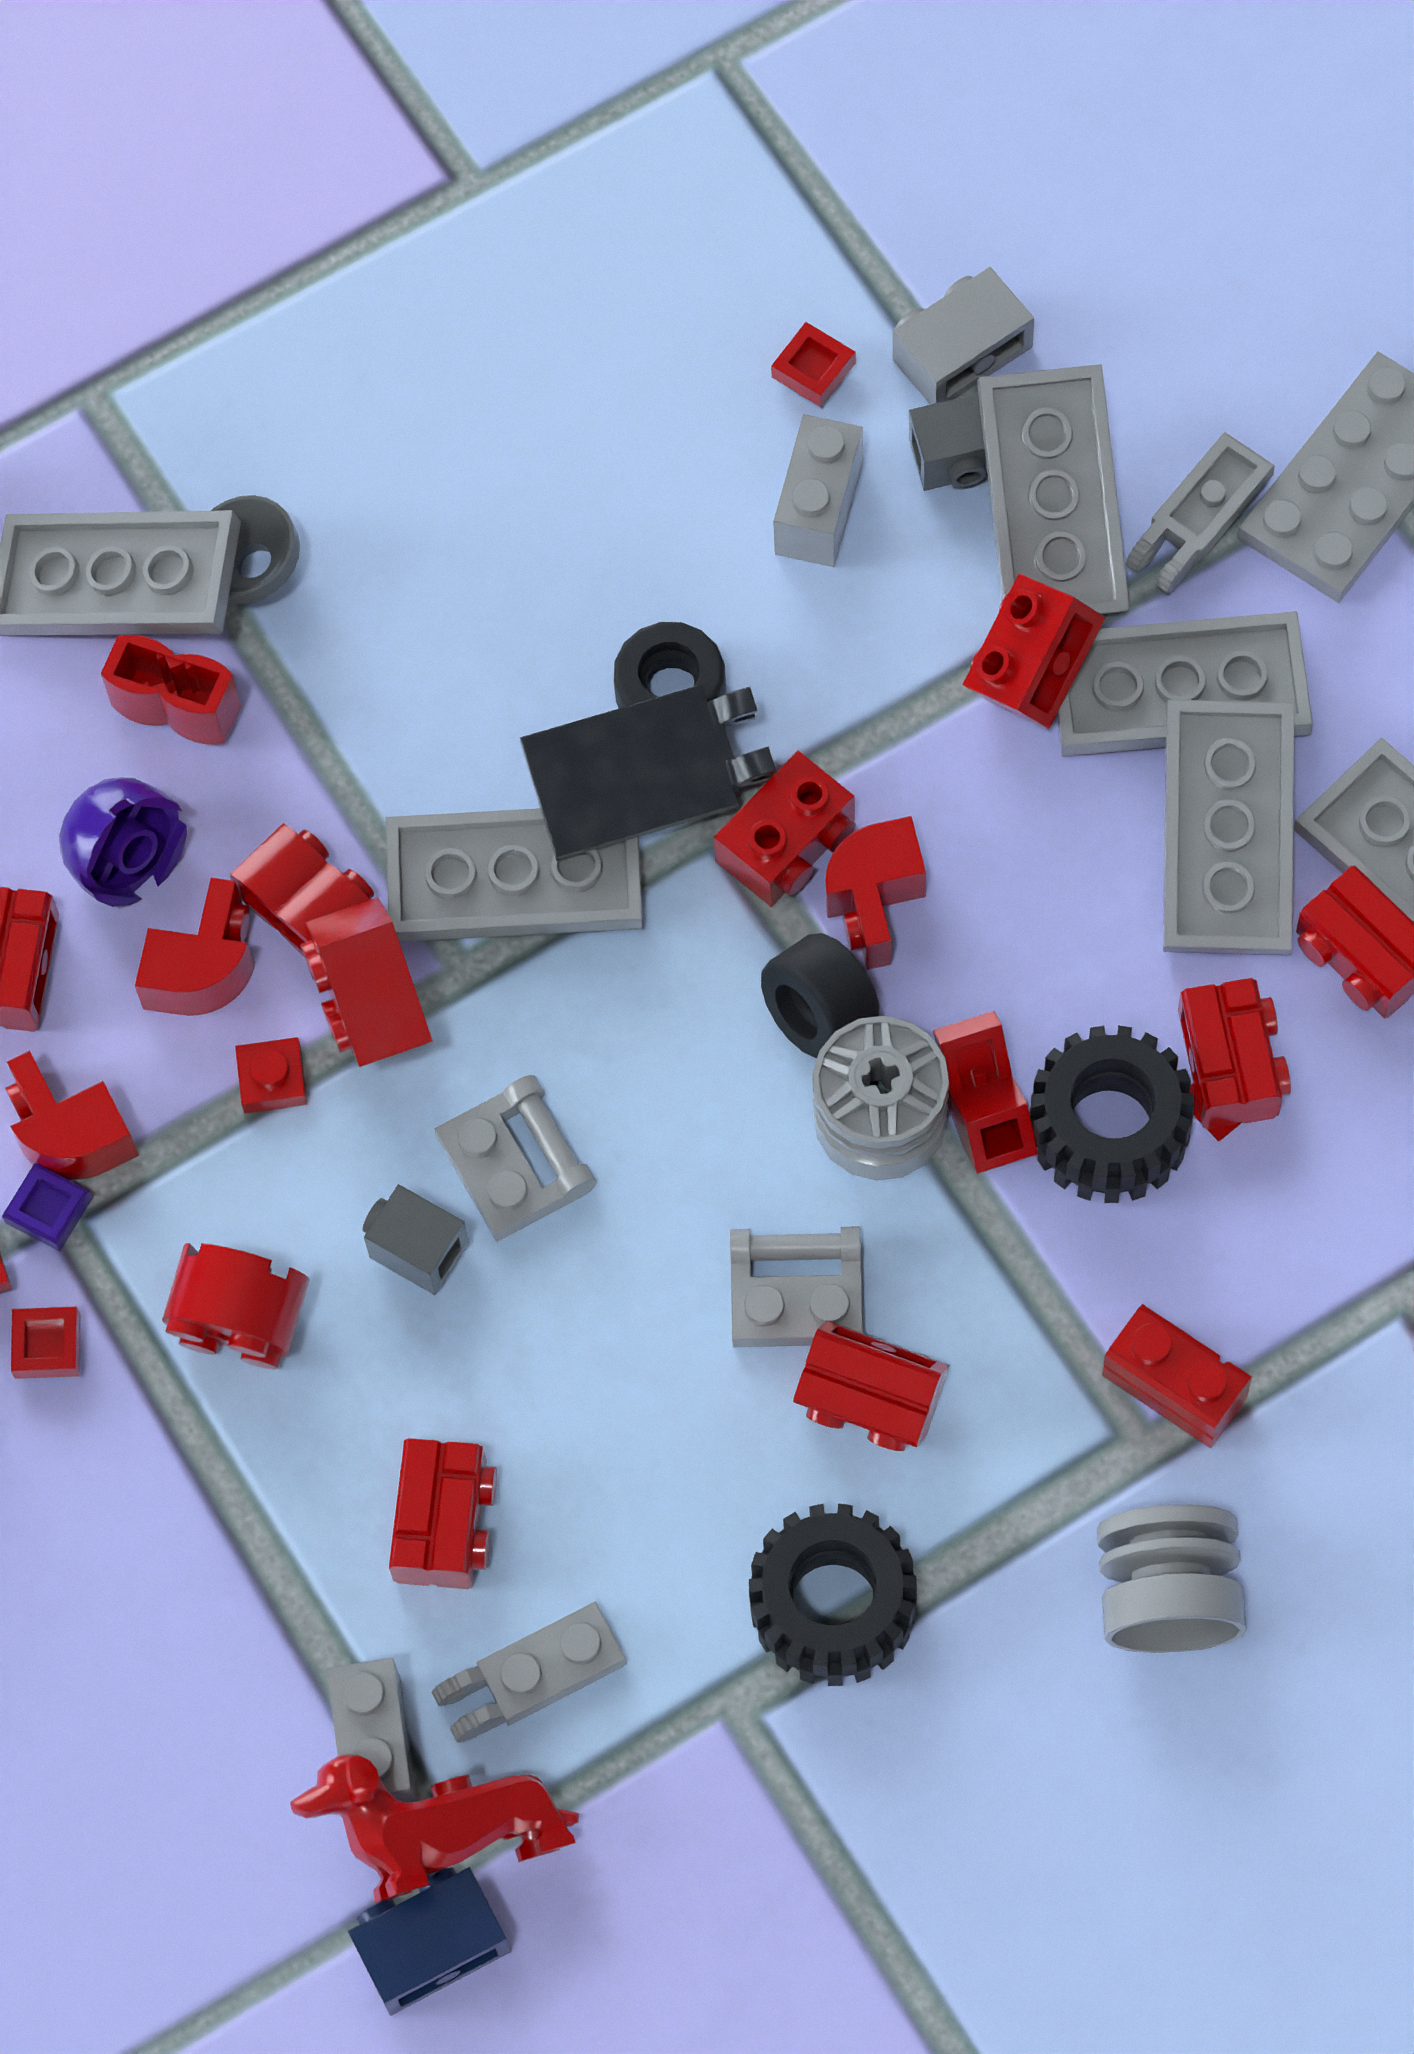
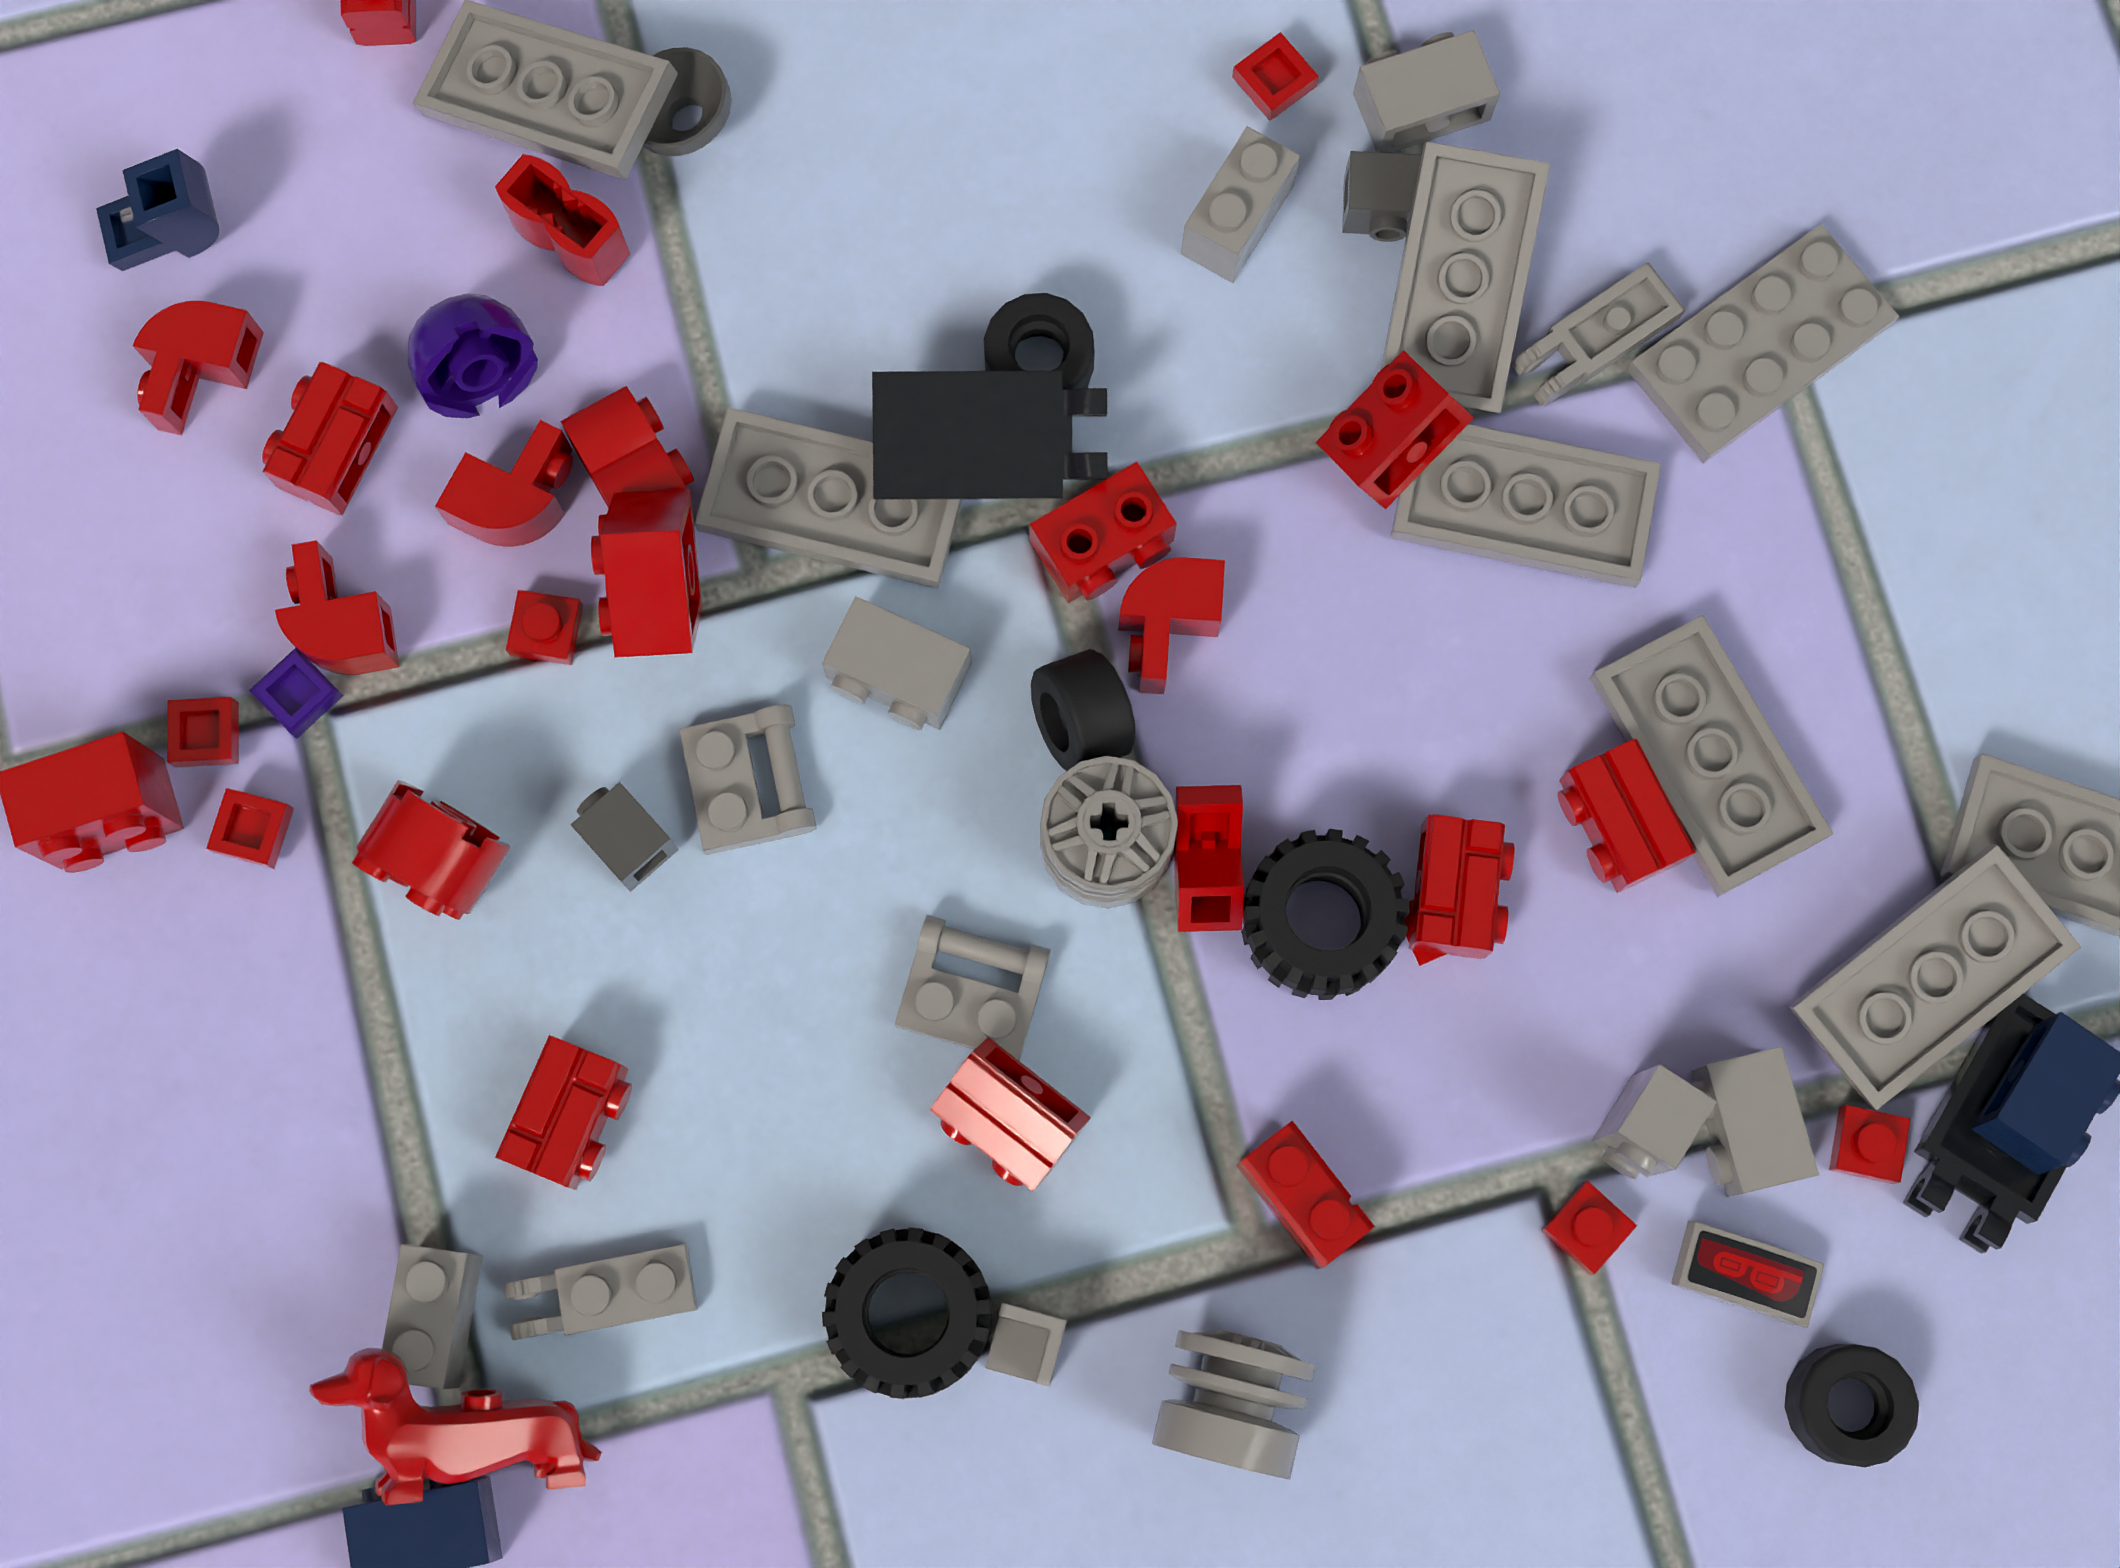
camera: 10 degrees right, 10 degrees up
(626, 1007) = (896, 665): none -> light grey brick
(955, 1591) = (1025, 1344): none -> light grey panel
(1228, 827) = (1527, 660): light grey plate -> none

